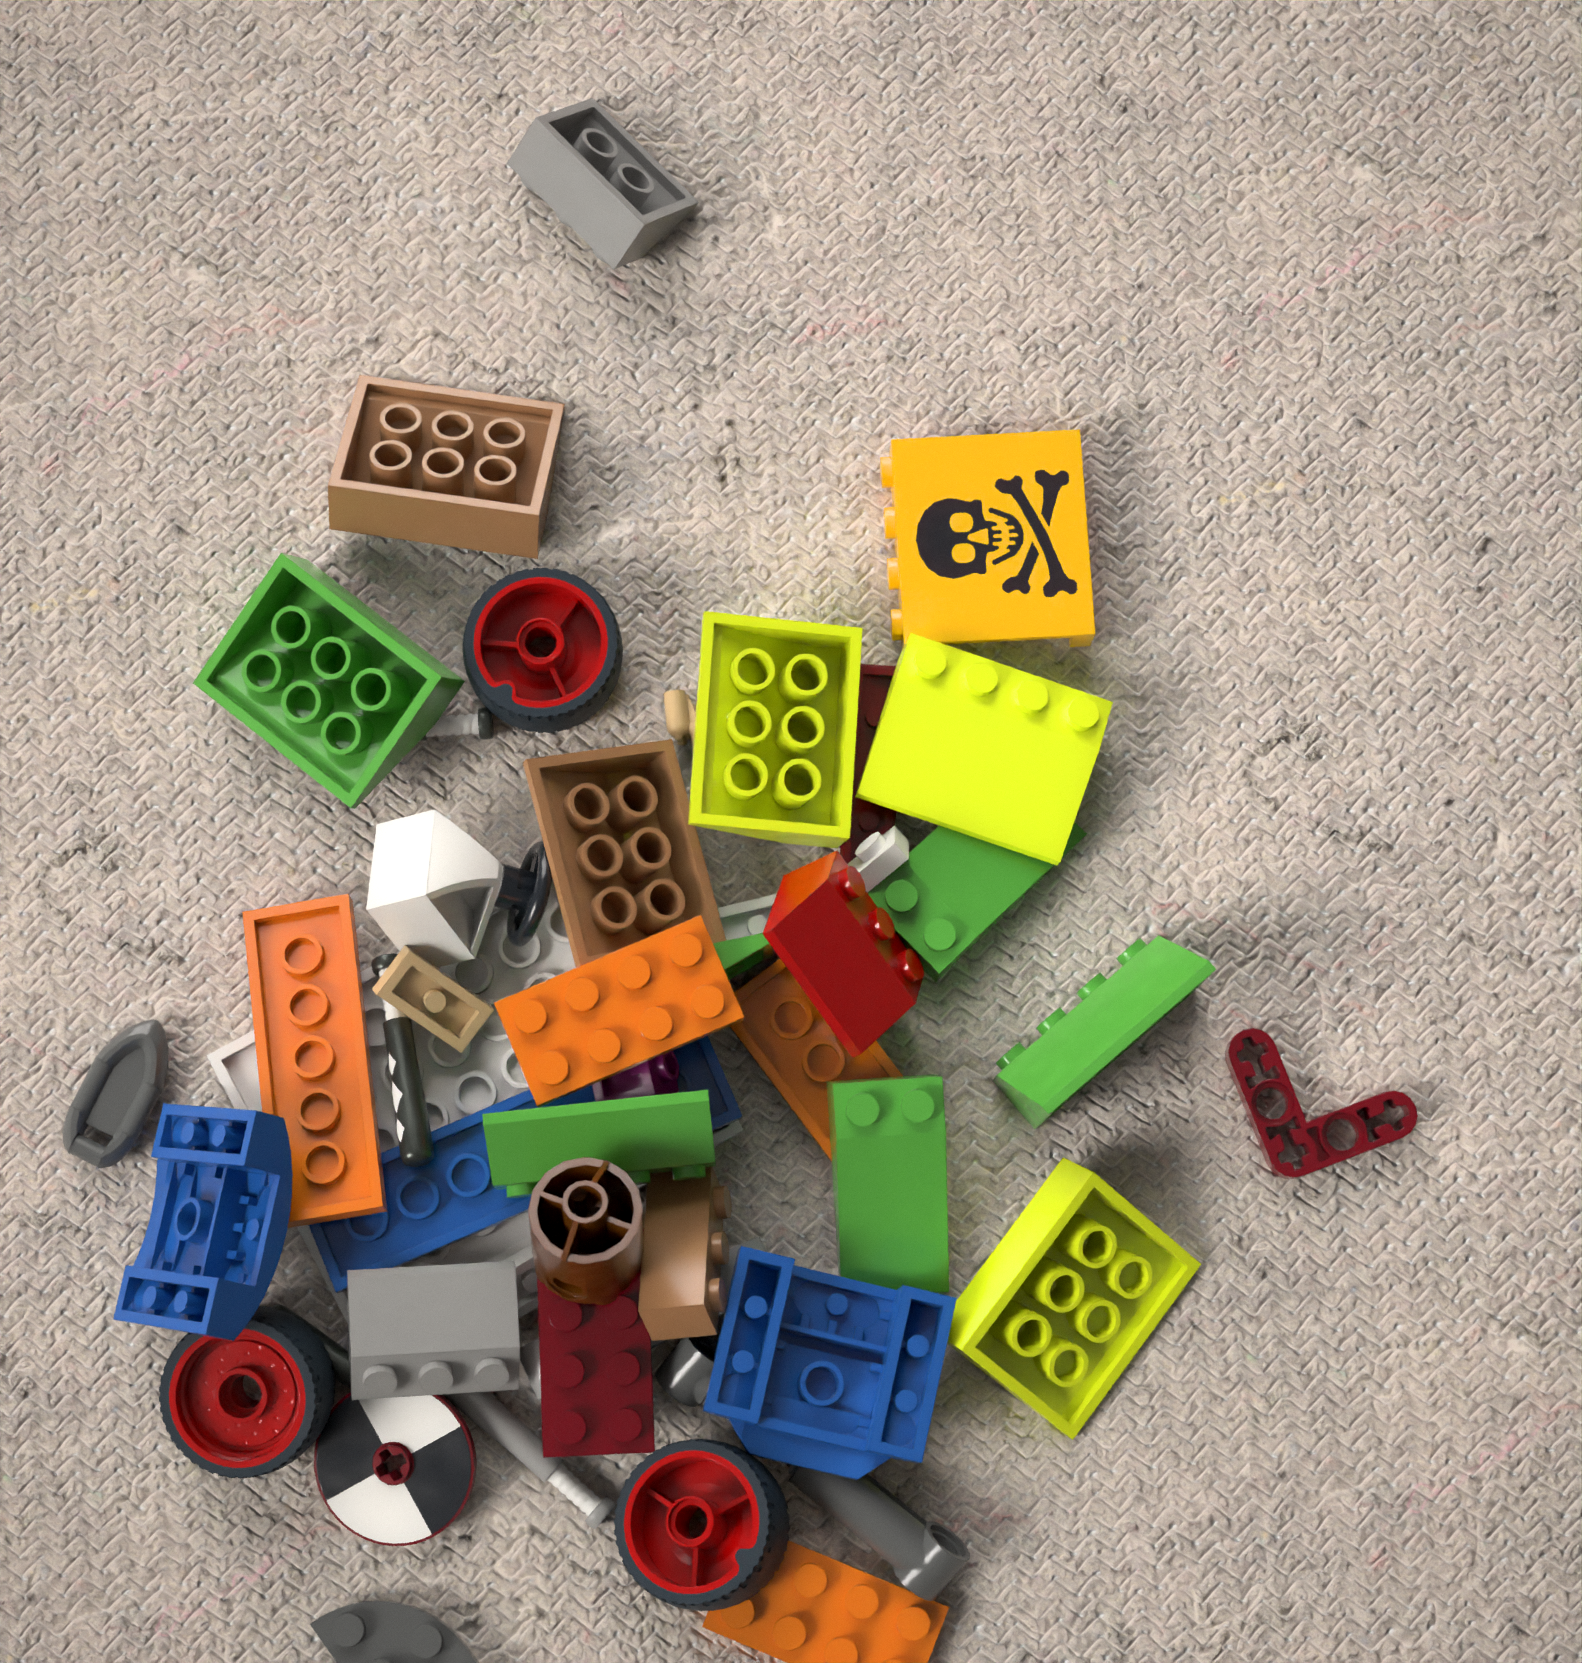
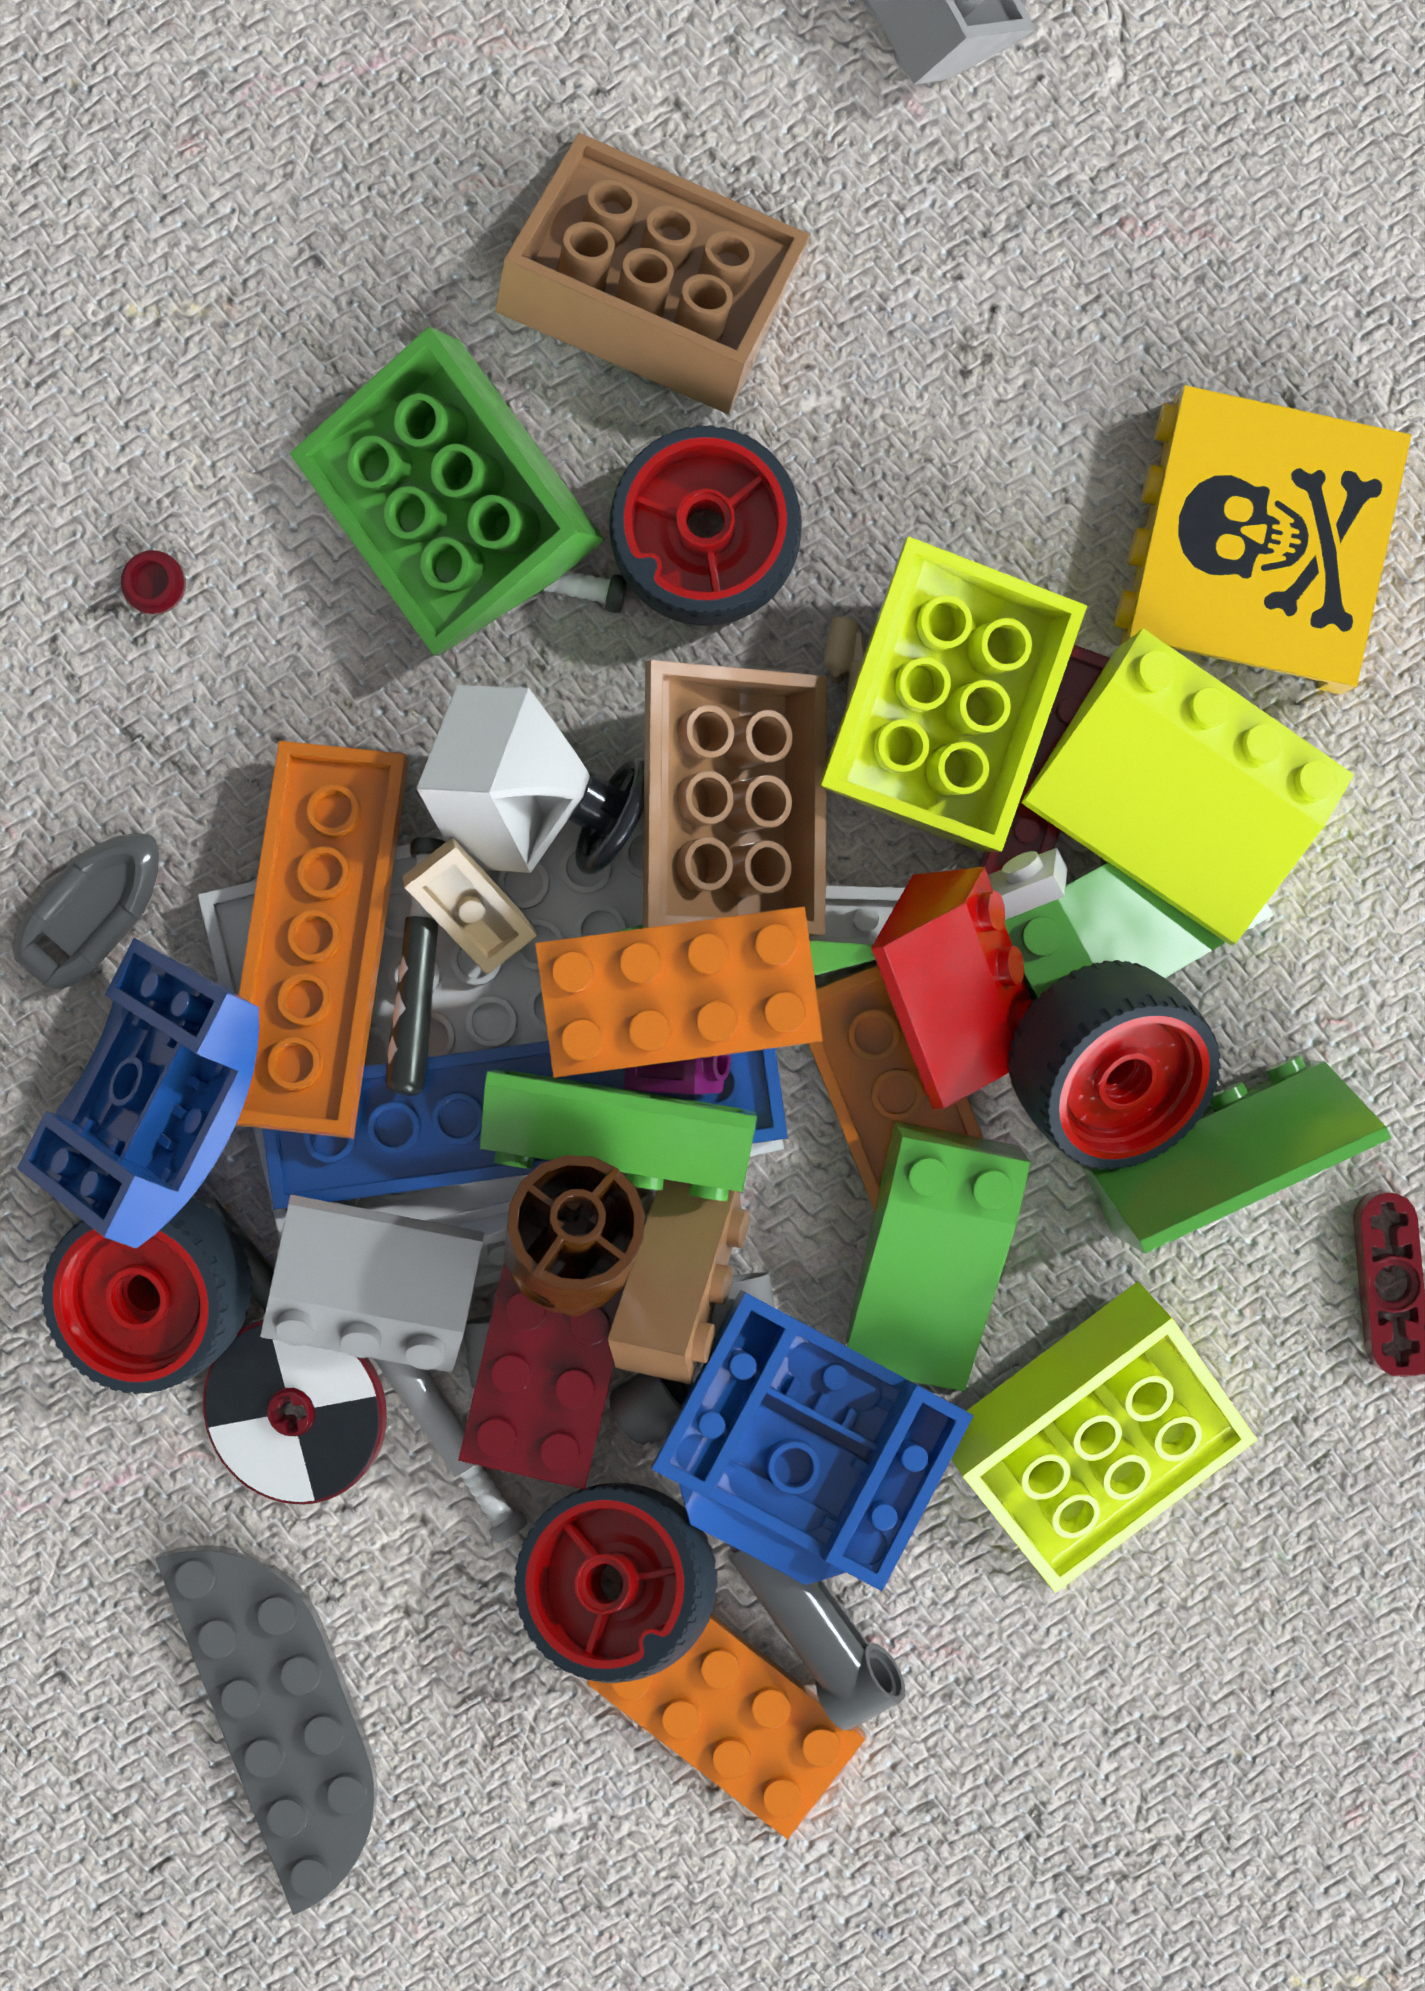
camera: 20 degrees right, 10 degrees up
(106, 816) = (153, 582): none -> dark red plate
(987, 980) = (1114, 1064): none -> wheel

